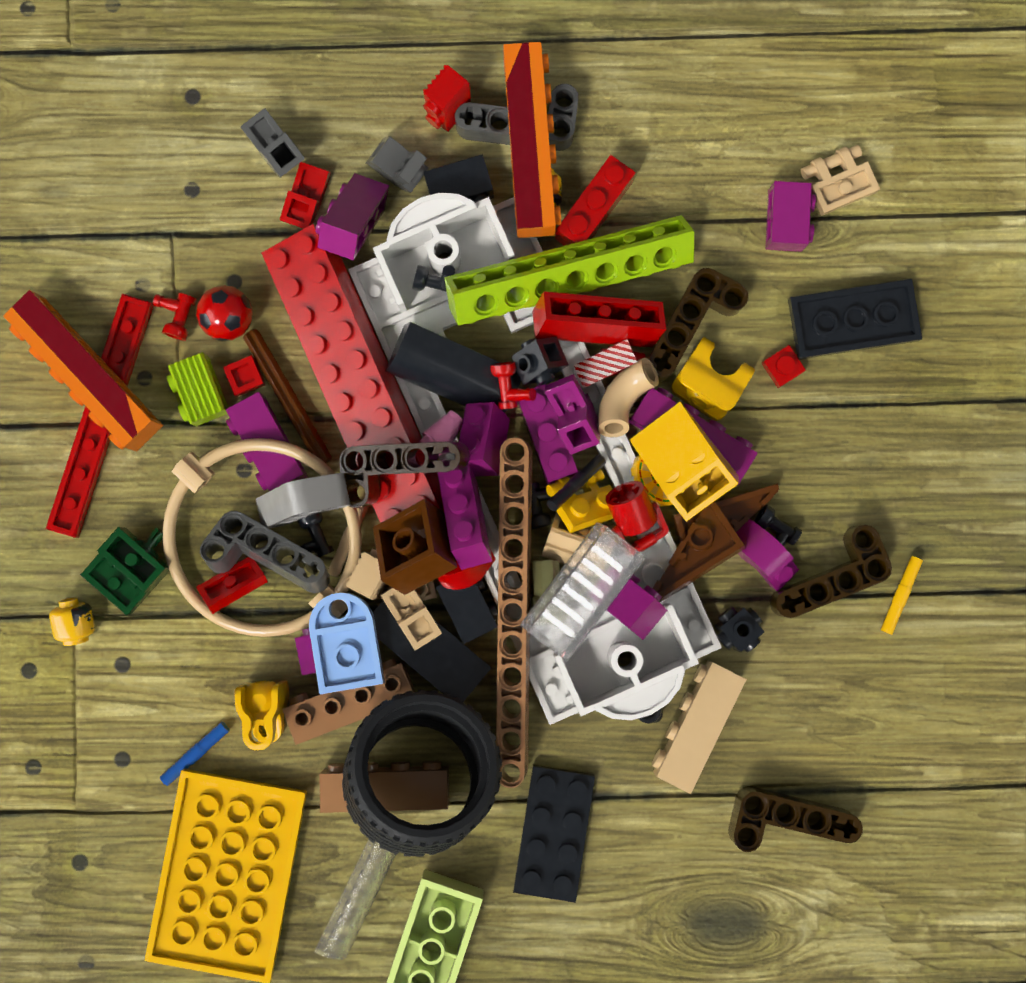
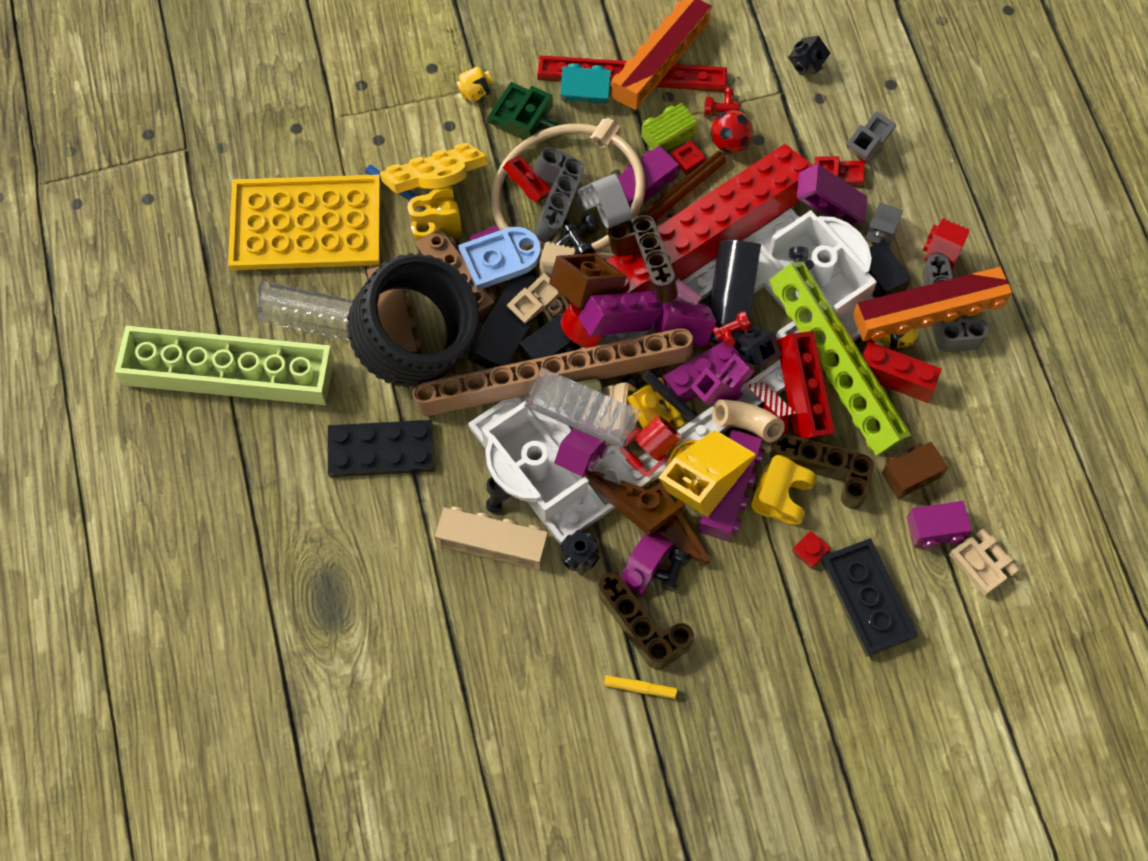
camera: 80 degrees right, 20 degrees down
(108, 480) = (585, 84): none -> teal brick
(132, 186) = (809, 55): none -> black brick
(196, 700) = (436, 171): none -> yellow plate
(336, 549) = (572, 236): none -> black piece
(717, 224) = (914, 470): none -> reddish brown brick
(795, 819) = (428, 632): dark brown beam -> none

